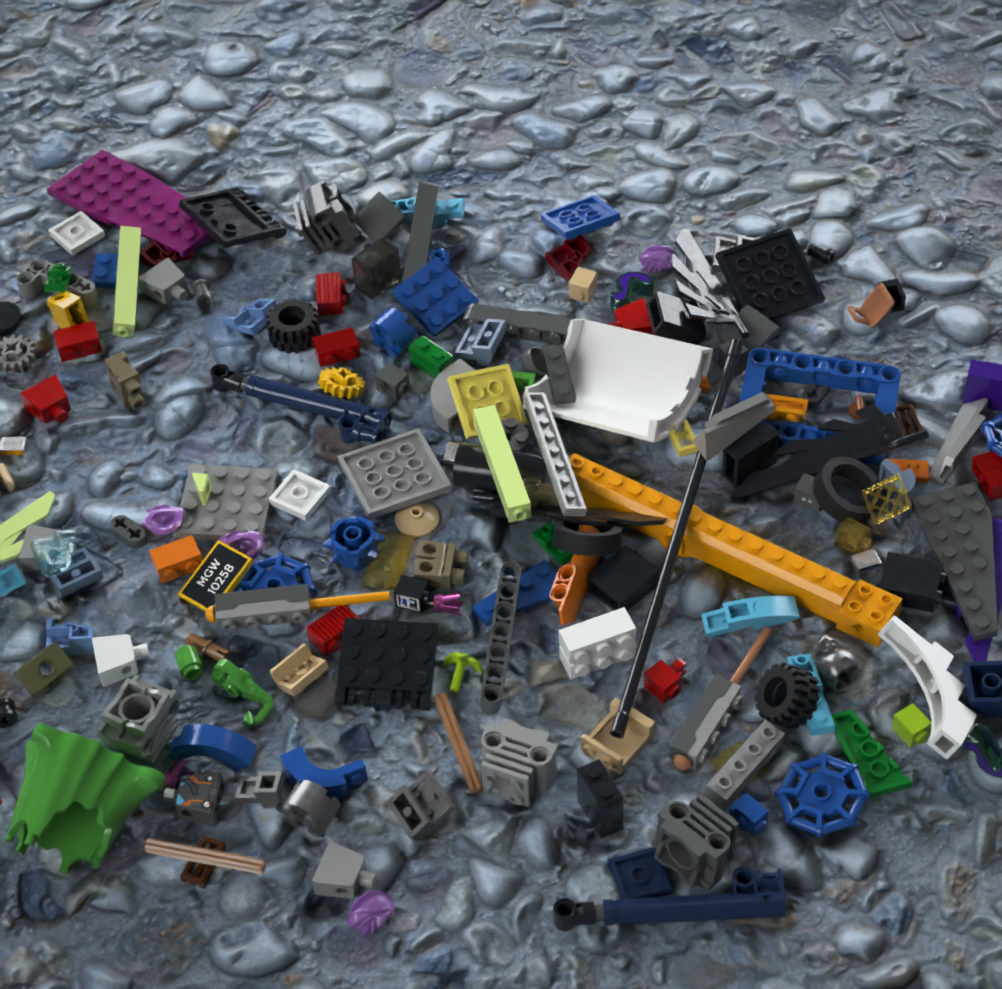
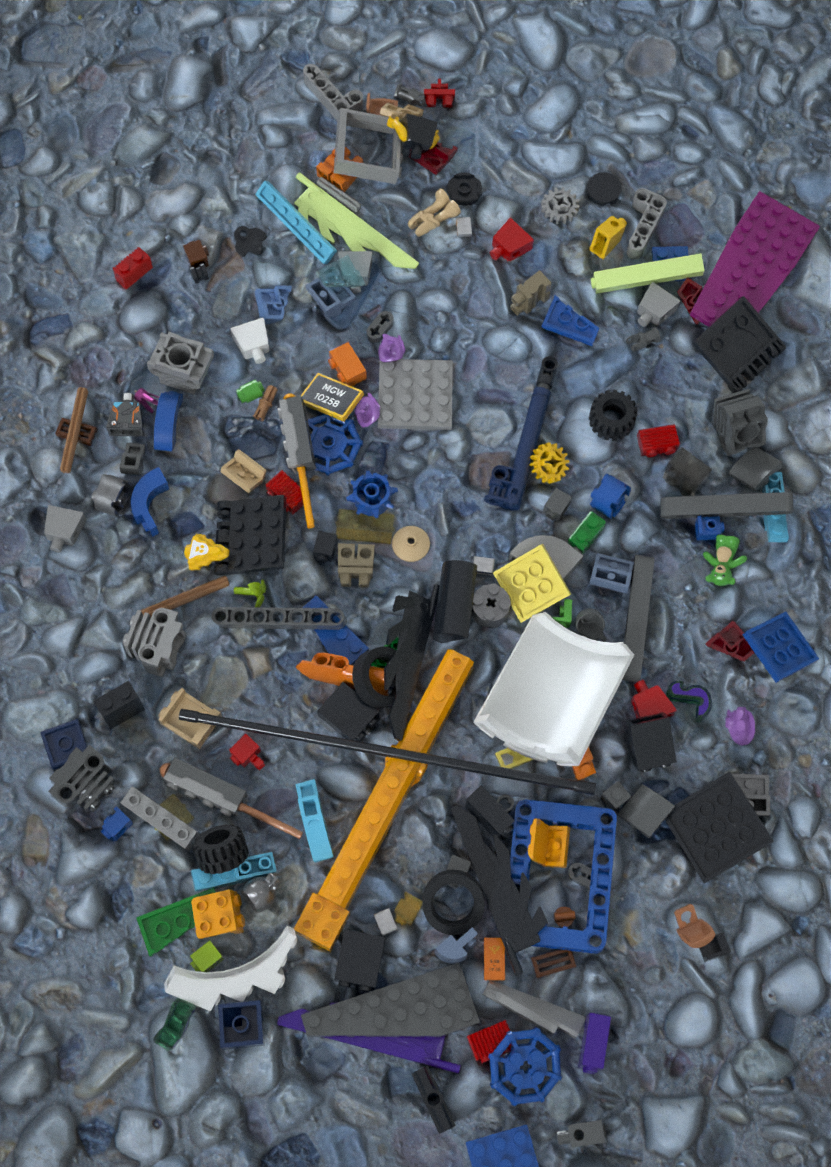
camera: 80 degrees right, 20 degrees up
(30, 674) = (245, 291): olive brick -> none
(58, 278) = (638, 219): green slope -> none
(76, 233) = (710, 225): white plate -> none
(76, 796) = (107, 328): bright green piece -> none
(77, 341) = (579, 250): red piece -> none
(168, 360) = (566, 322): none -> blue wing
(202, 486) = (416, 370): yellowish green slope -> none
(241, 684) = (227, 429): bright green animal -> none
(251, 317) = (626, 381): medium blue slope -> none
(299, 495) = (425, 448): white plate -> none
(336, 347) = (593, 453): red brick -> none
(370, 912) = (33, 552): medium lavender hat -> none
(394, 473) = (452, 518): light grey plate -> none
(403, 711) = (203, 551): none -> yellow rock
(422, 806) = (118, 575): flat silver brick -> none
(434, 296) = (660, 528): blue plate -> none
(447, 603) = (318, 575): flat silver piece -> none
(478, 254) = (726, 548): none -> bright green piece
(502, 464) = (440, 596): yellowish green brick -> none
(540, 492) = (425, 636): dark tan piece -> none
(554, 454) = (463, 640): light grey tile -> none
(558, 374) = (568, 640): dark grey plate -> none
(582, 284) = (694, 656): tan brick -> none
(597, 643) = (272, 694): white piece -> none
(705, 288) = (692, 768): animal -> none
(732, 423) = (497, 788): light grey wedge -> none
(758, 899) = (39, 834): dark blue piece -> none
(820, 253) = (766, 880): black pin -> none
(827, 806) = (138, 893): blue plate -> none
(862, 710) = (218, 914): none -> light orange bracket
(892, 513) = (437, 946): clear yellow window -> none

